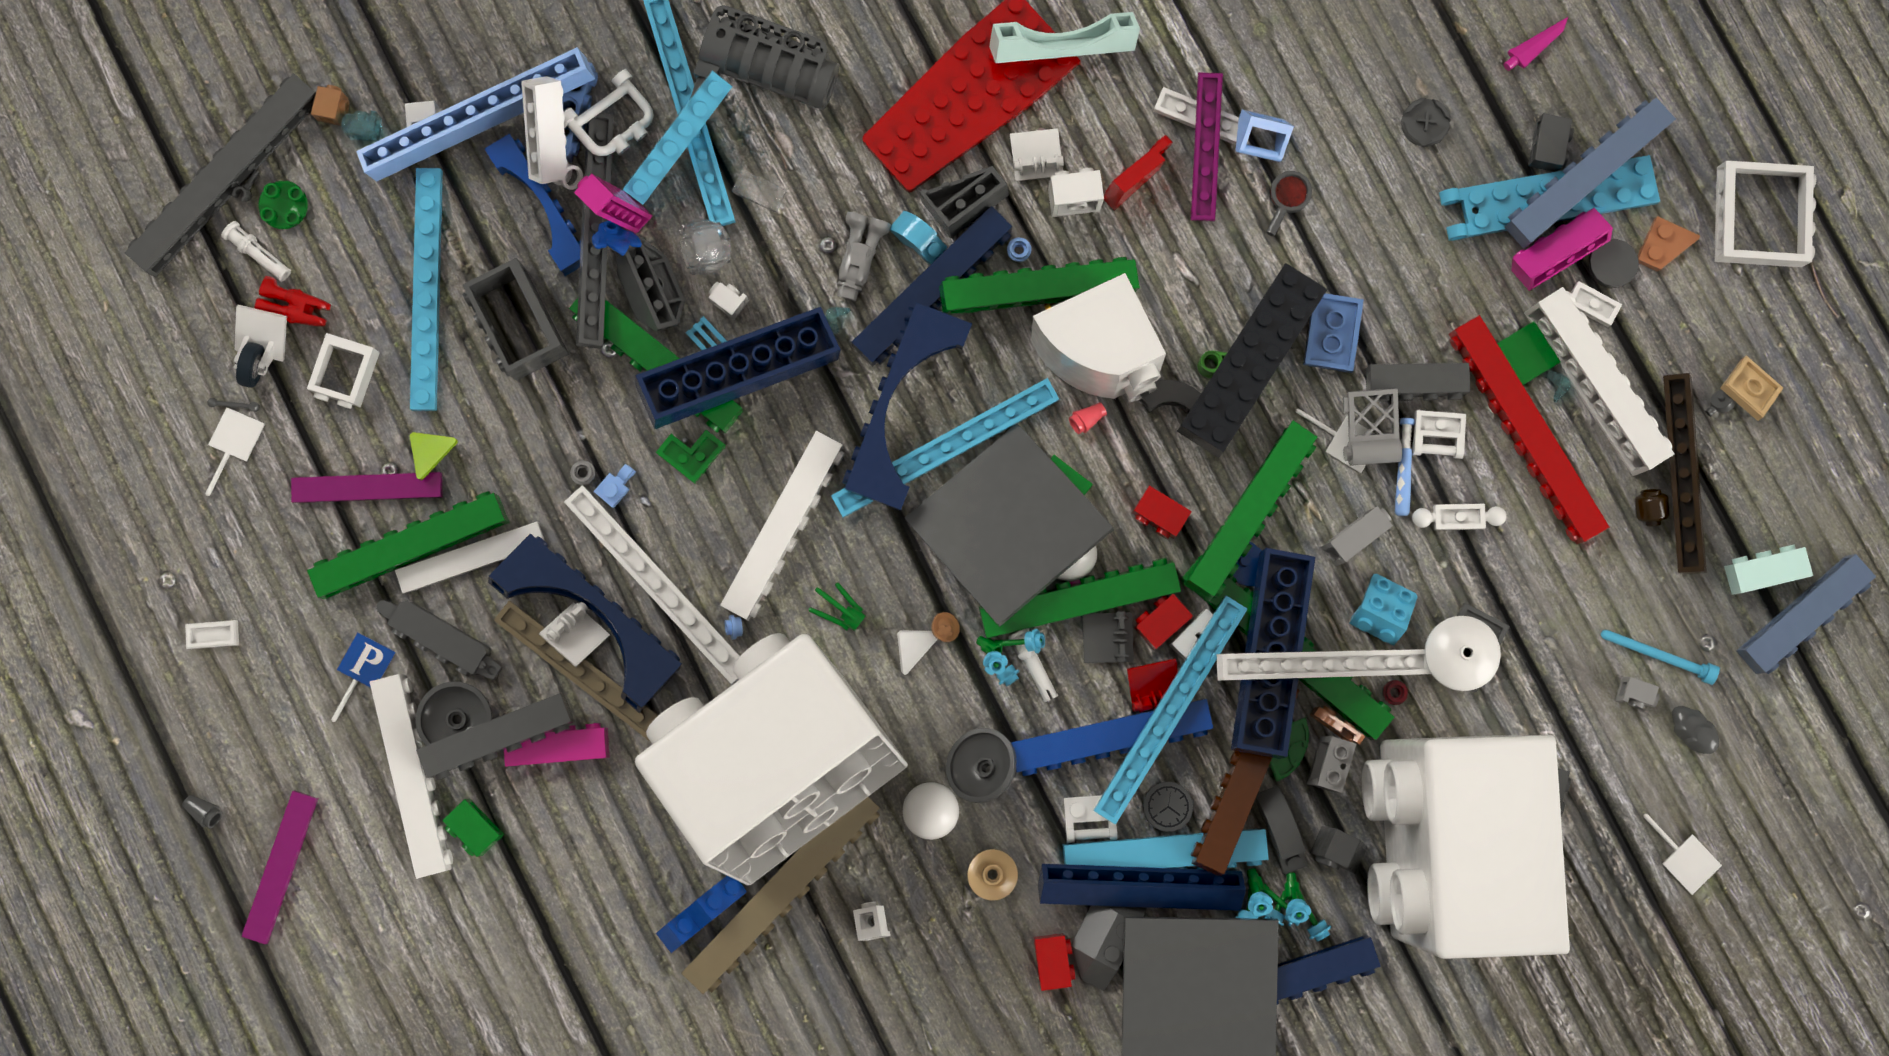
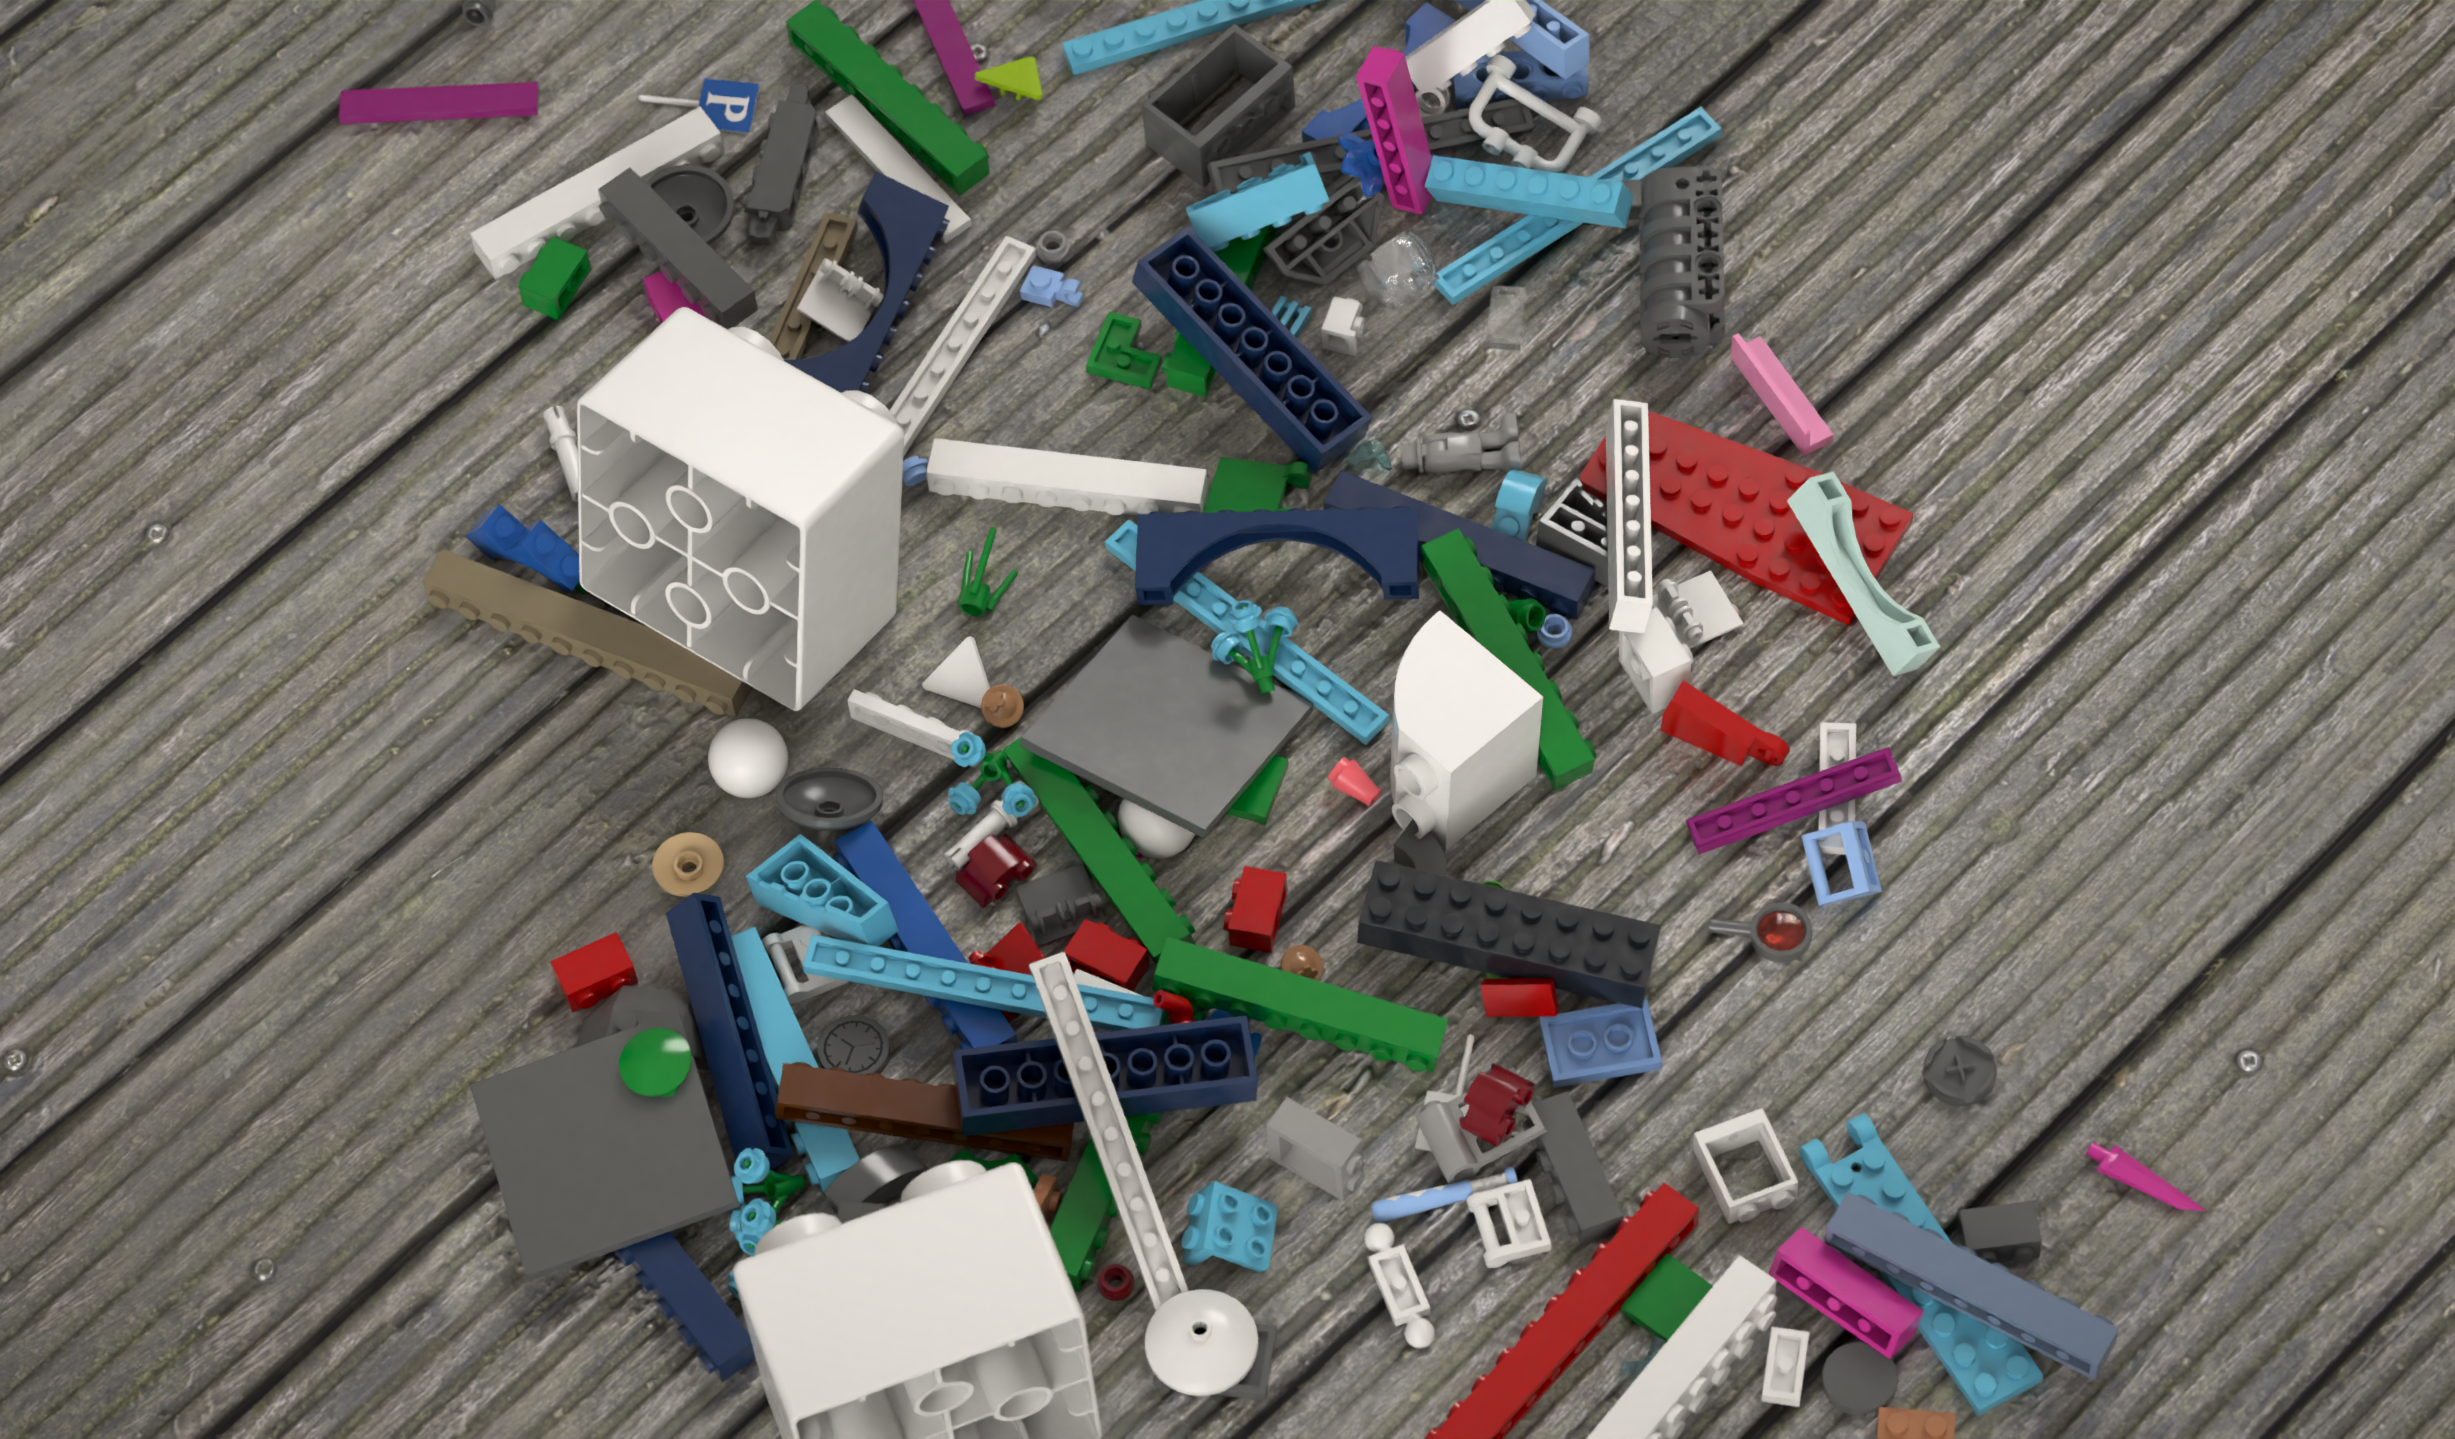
camera: 80 degrees right, 25 degrees down
(623, 319) = (1259, 204): none -> medium azure wedge
(625, 860) = (564, 442): none -> white pin
(835, 406) = (1253, 485): none -> green flag
(865, 929) = (577, 744): white brick -> none
(891, 37) = (1780, 394): none -> bright pink panel
(931, 697) = (903, 723): none -> white plate
(969, 445) = (1246, 617): none -> medium azure plant
(976, 167) = (1628, 516): none -> white brick
(1007, 261) = (1528, 613): none -> green cone
(1056, 794) = (822, 894): none -> medium azure wedge
(1067, 671) = (992, 867): none -> dark red cylinder
(1161, 945) = (655, 1062): none -> green dish
(1213, 499) = (1303, 962): none -> medium nougat hat
(1234, 590) = (1177, 1006): none -> red arm
(1289, 369) = (1519, 997): none -> red tile
(1371, 410) = (1493, 1102): none -> dark red cylinder
(1428, 275) = (1732, 1135): none -> white window

